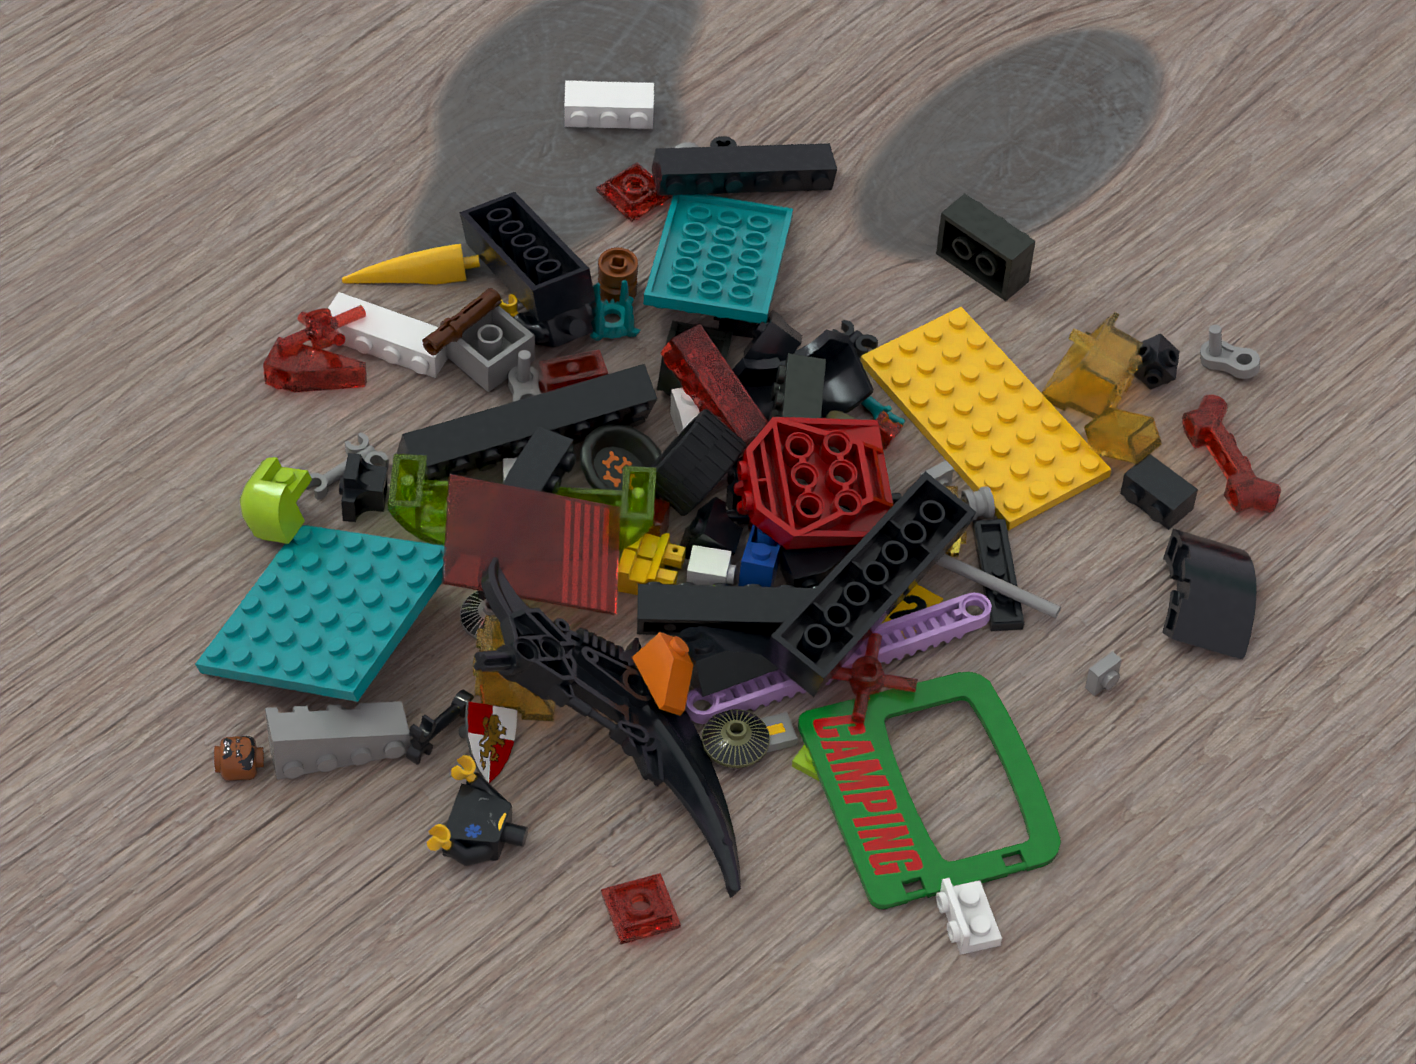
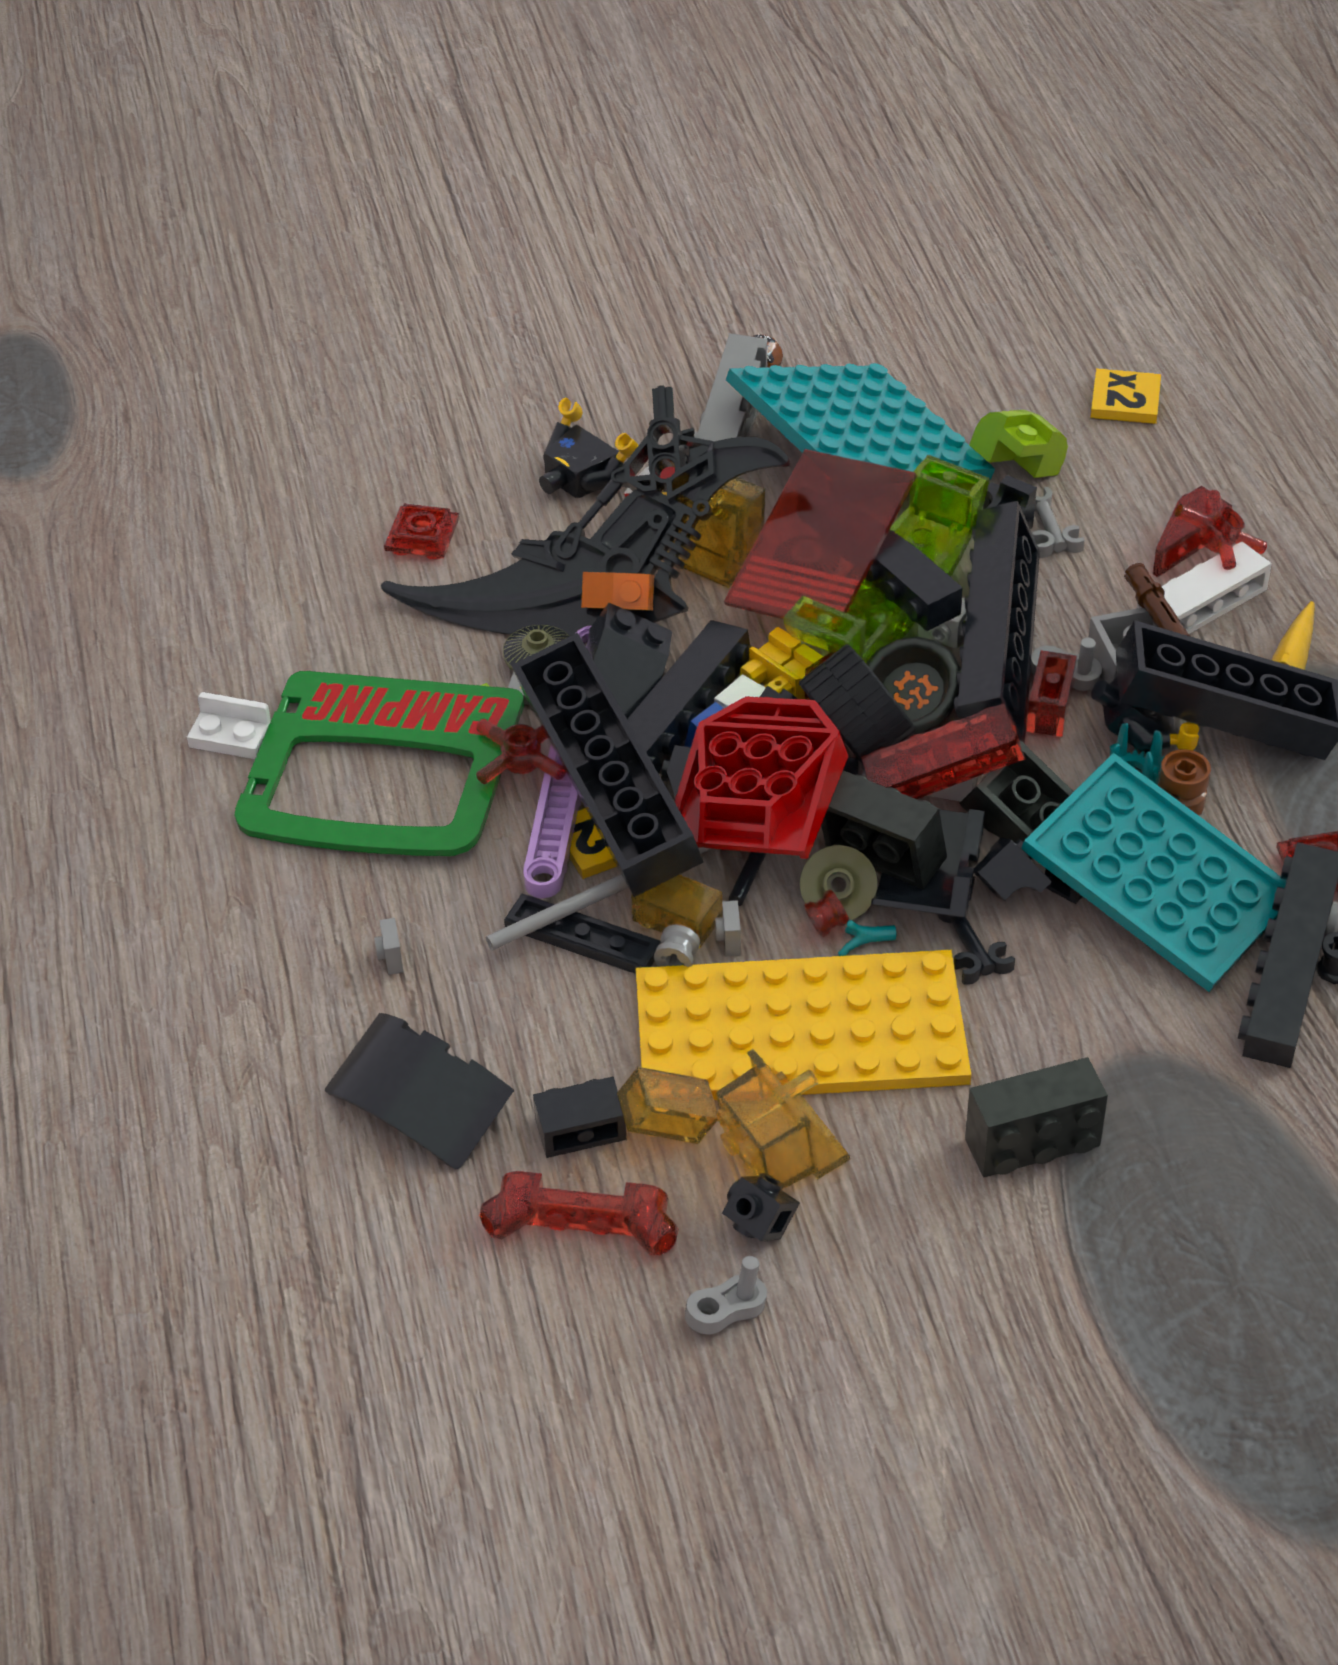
camera: 125 degrees right, 5 degrees down
(136, 474) = (1126, 396): none -> yellow tile

